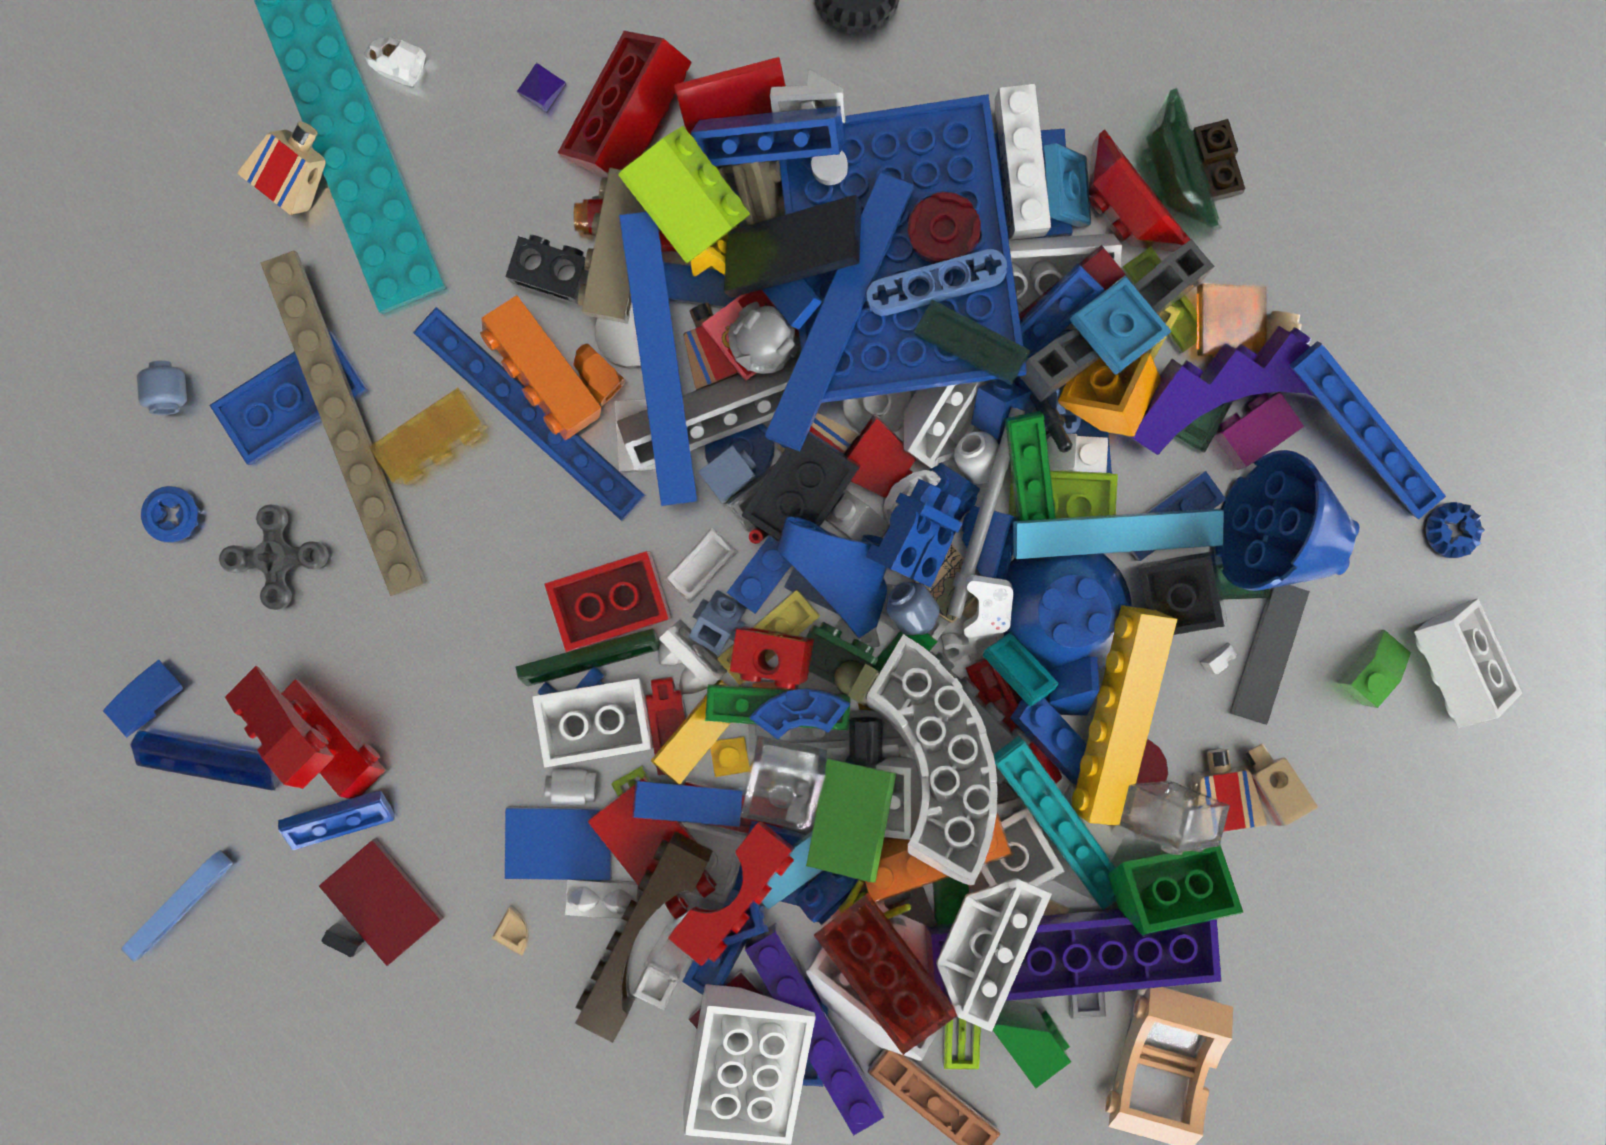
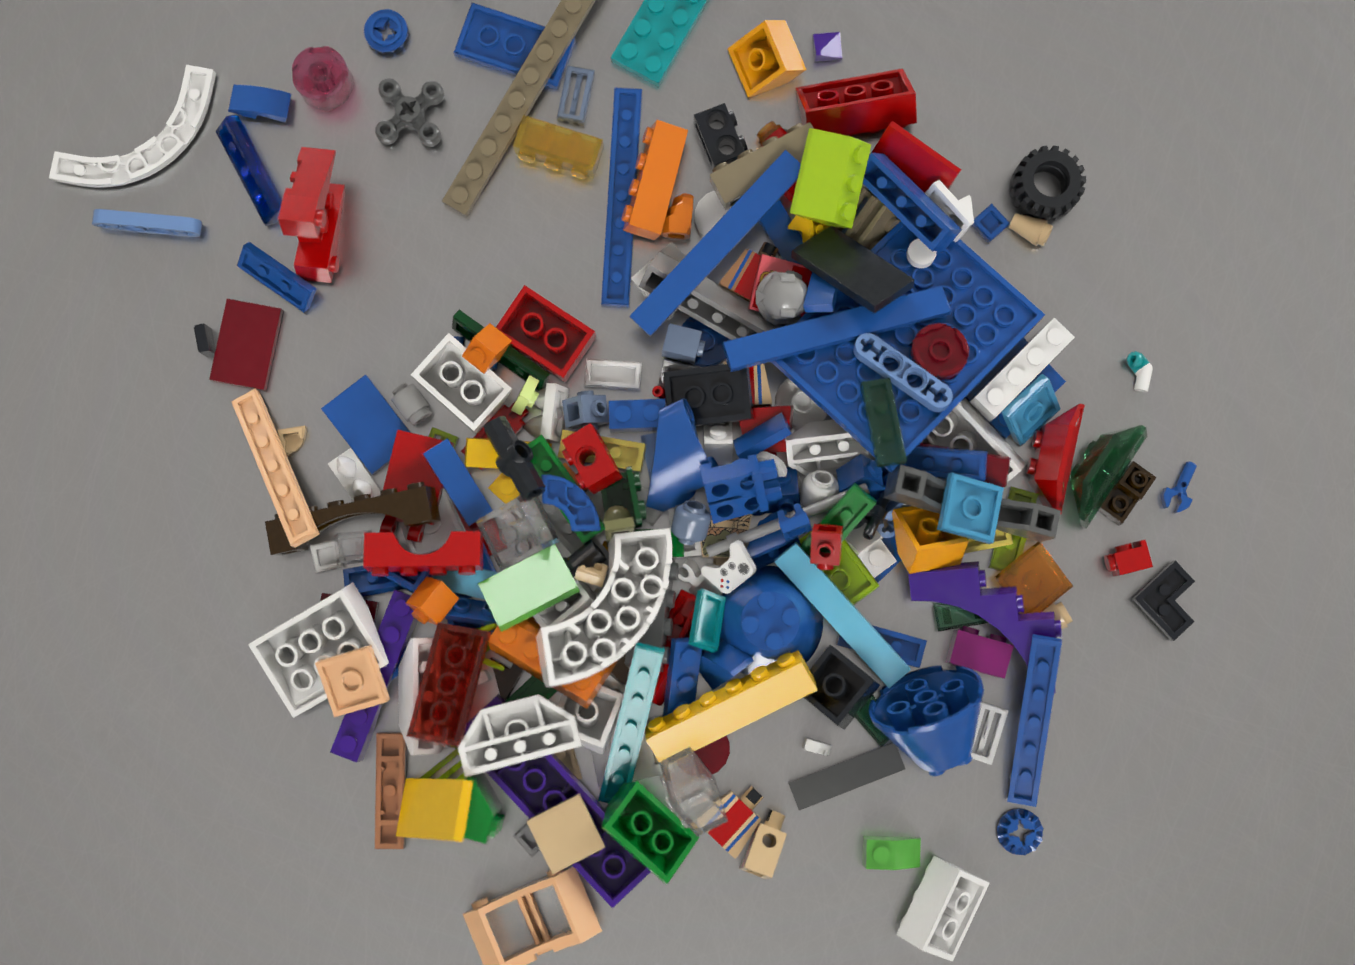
camera: 55 degrees right, 5 degrees down
(110, 843) = (154, 153): none -> white plate
(146, 616) = (326, 63): none -> clear pink brick
(408, 400) = (571, 118): none -> sand blue tile
(504, 156) = (766, 57): none -> light orange slope
(529, 971) = (275, 468): none -> light nougat tile
(579, 672) = (486, 348): none -> orange brick
(656, 668) = (526, 396): none -> yellowish green plate
(711, 732) = (514, 458): none -> black piece
(786, 923) = (431, 601): none -> orange brick
(804, 1062) = (352, 681): none -> light nougat tile
(849, 72) = (990, 223): none -> blue tile
(885, 472) = (762, 437): none -> blue tile
(888, 36) = (1031, 228): none -> tan cone
(889, 747) = (592, 575): none -> tan tile
(995, 1081) = (434, 809): none -> yellow tile
(999, 510) = (796, 525): none -> blue tile
(1037, 488) = (830, 537): none -> red brick
(1112, 44) = (1142, 369): none -> arm
(1117, 971) = (566, 833): none -> tan tile
(1256, 106) = (1180, 489): none -> blue bar
(1284, 211) = (1128, 559): none -> red brick
(1343, 211) = (1159, 598): none -> black plate
(1346, 477) = (996, 735): none -> white tile

